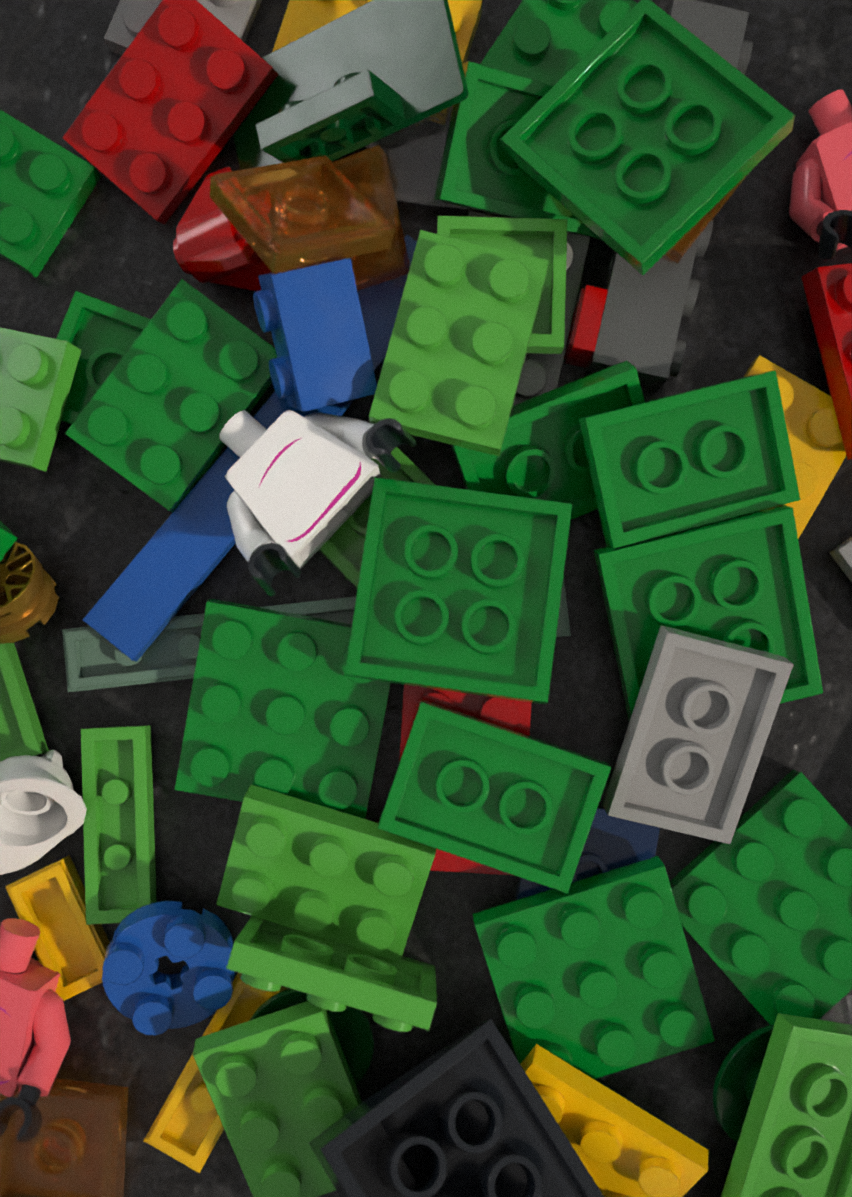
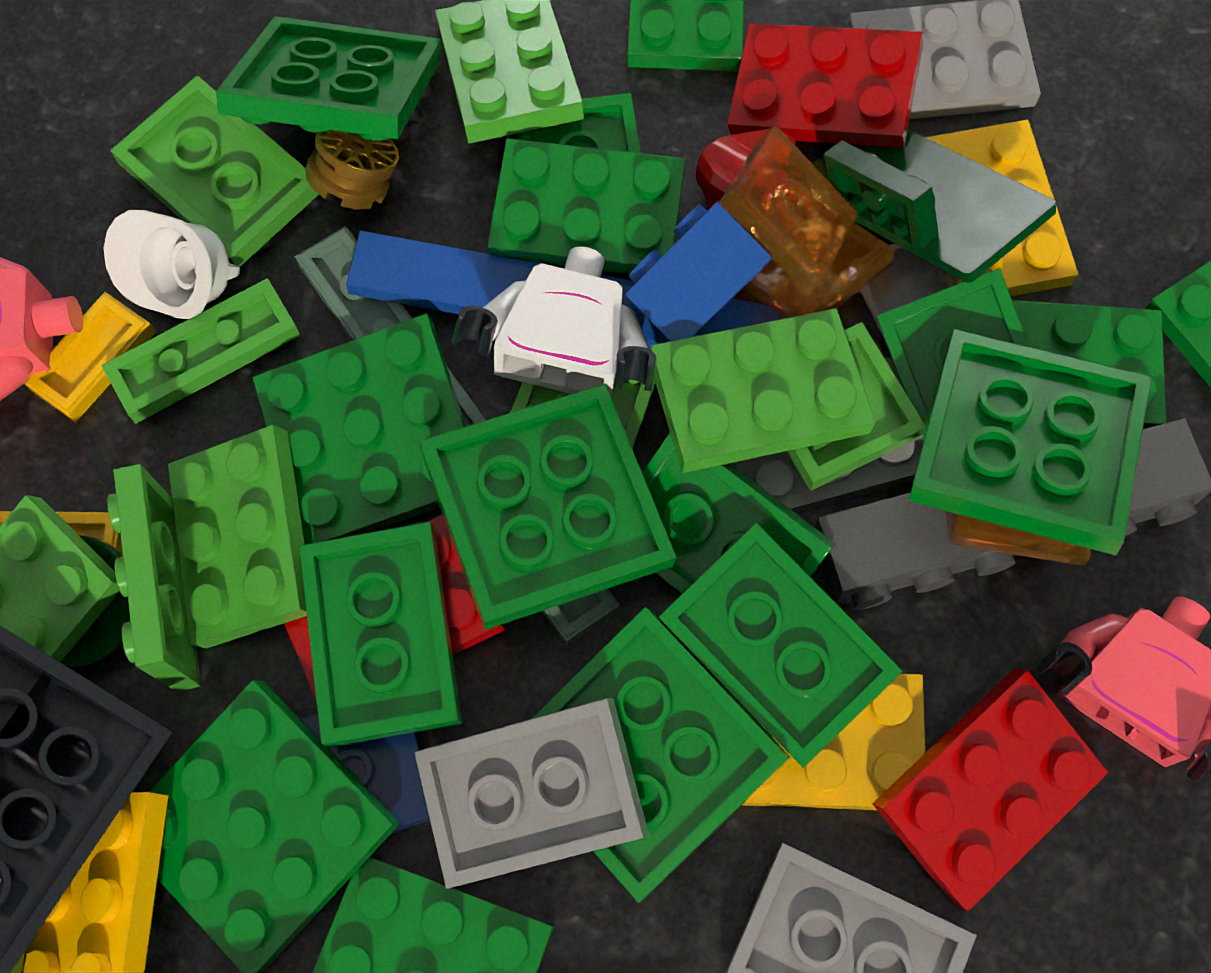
camera: 65 degrees right, 15 degrees down
(164, 1000) = (64, 437): blue plate -> none
(585, 326) = (850, 496): red tile -> none

